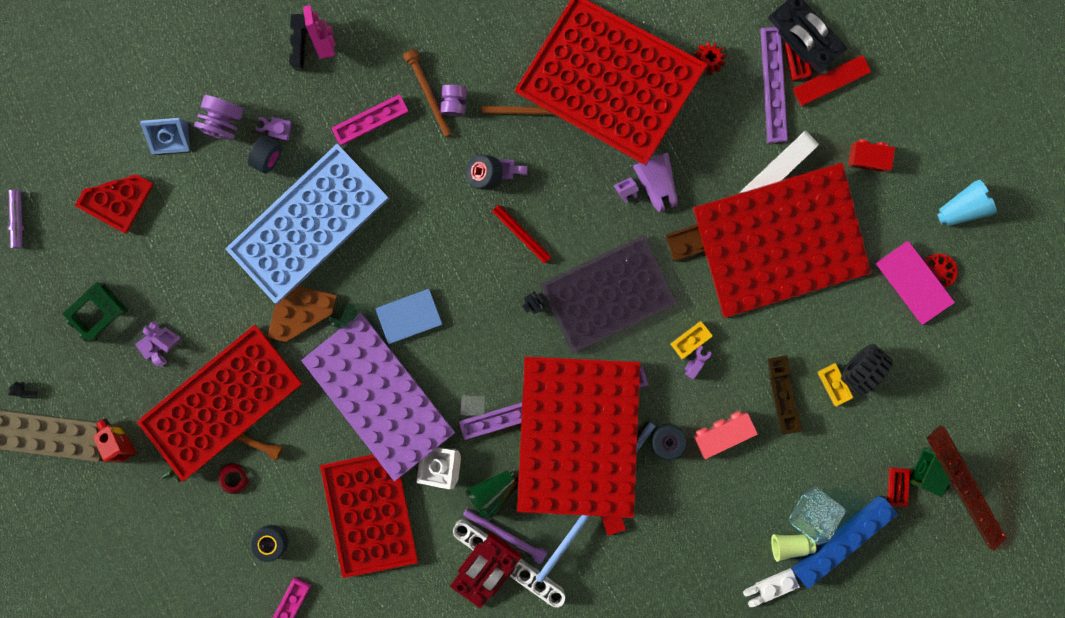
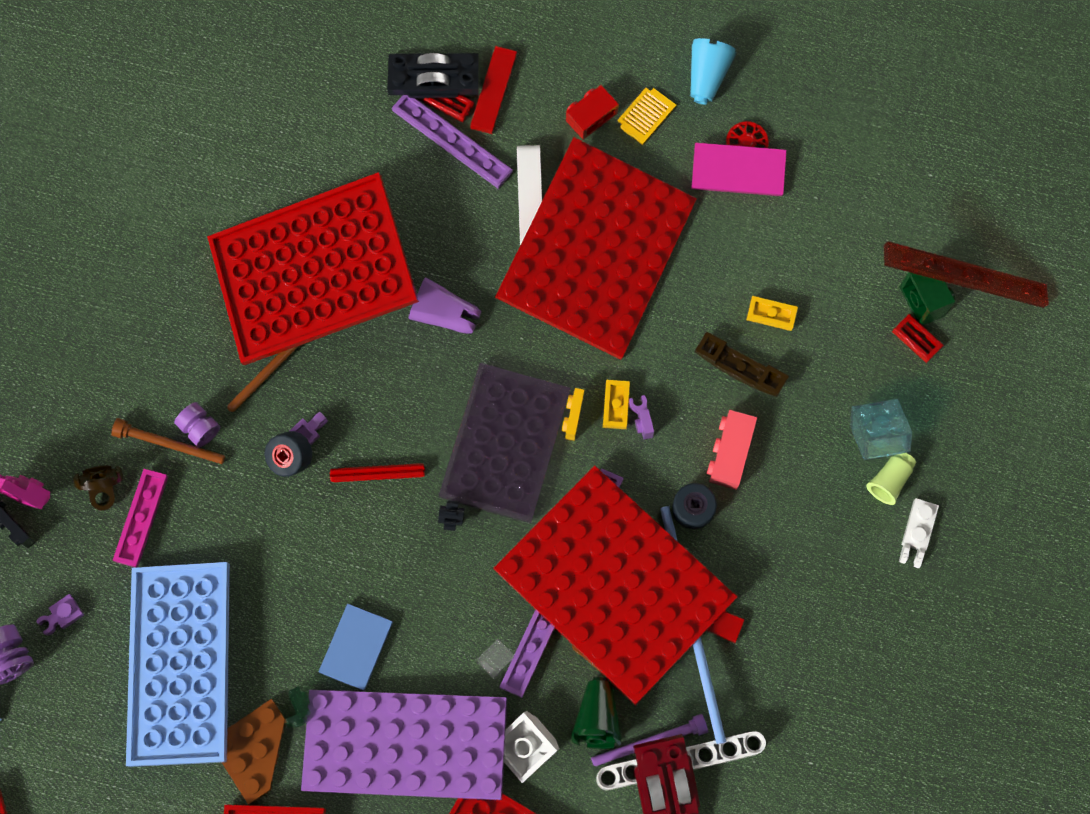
camera: 50 degrees left, 15 degrees down
(264, 154) = (76, 645): black wheel -> none
(369, 74) = (98, 480): none -> dark brown tile
(626, 188) = (423, 342): medium lavender tile -> none
(655, 323) = (570, 424): none -> yellow plate
(685, 242) = (521, 333): reddish brown plate -> none
(714, 53) = (377, 164): red gear -> none
(844, 541) = (927, 428): blue brick -> none
(866, 369) = (780, 271): black tyre -> none
(900, 191) = (646, 114): none -> yellow window

